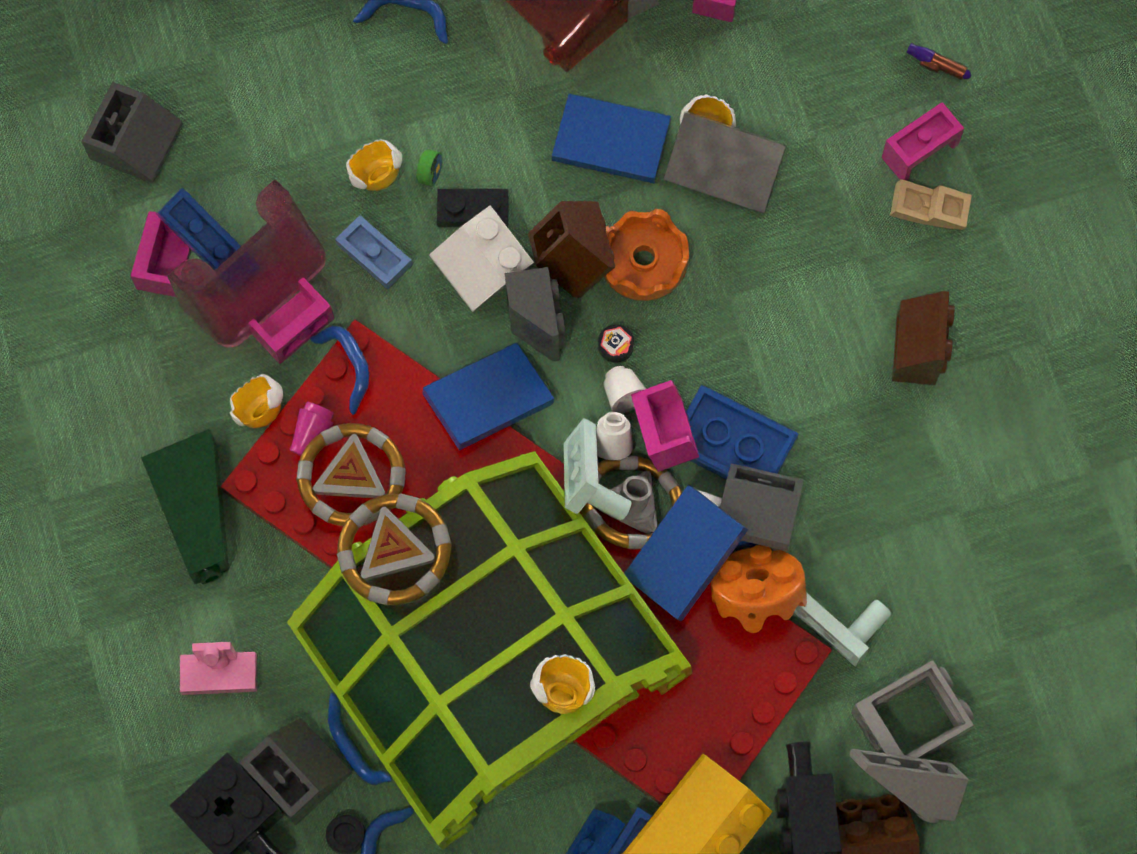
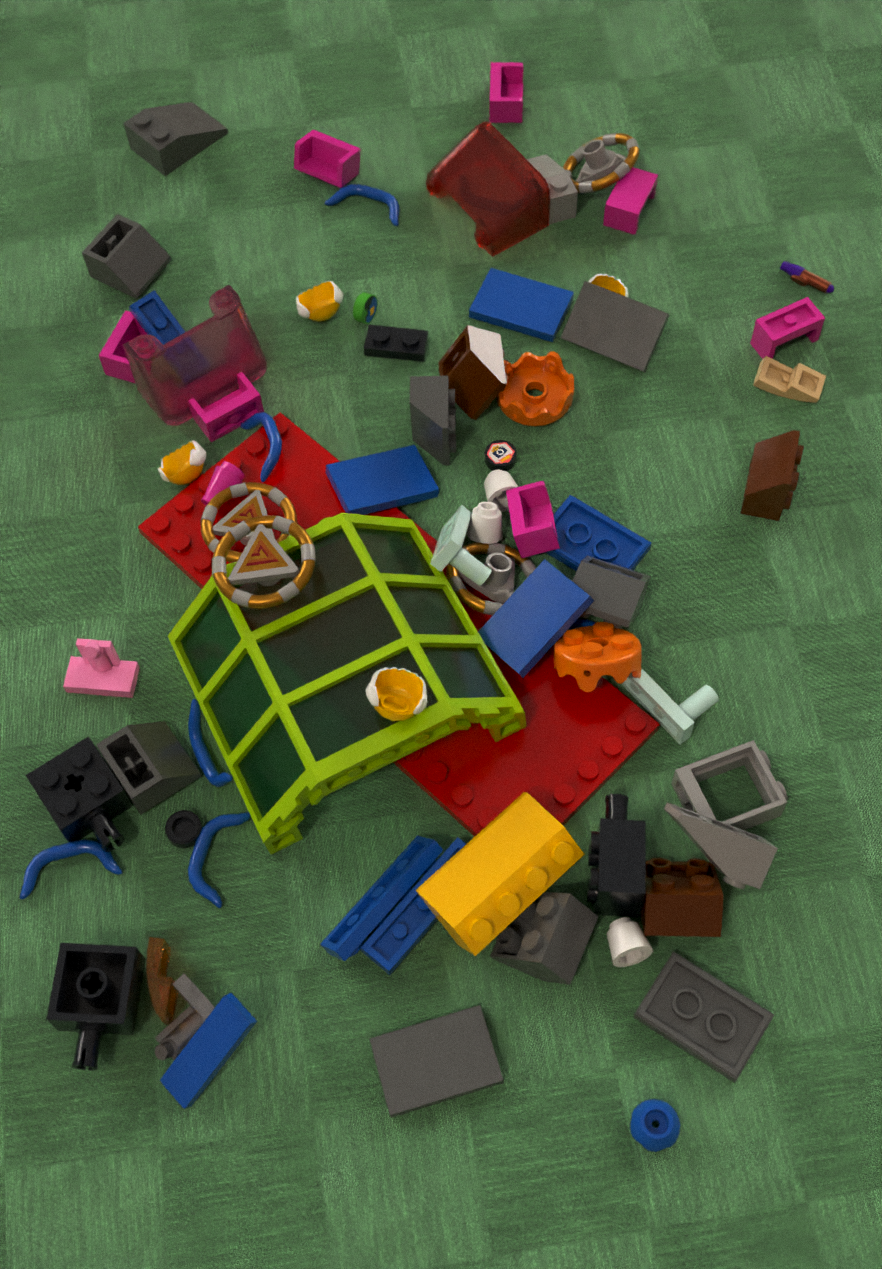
camera: 10 degrees right, 10 degrees down
(191, 498) = (110, 535): dark green slope -> none
(373, 252) = (306, 364): medium blue plate -> none
(479, 256) = (387, 373): white slope -> none

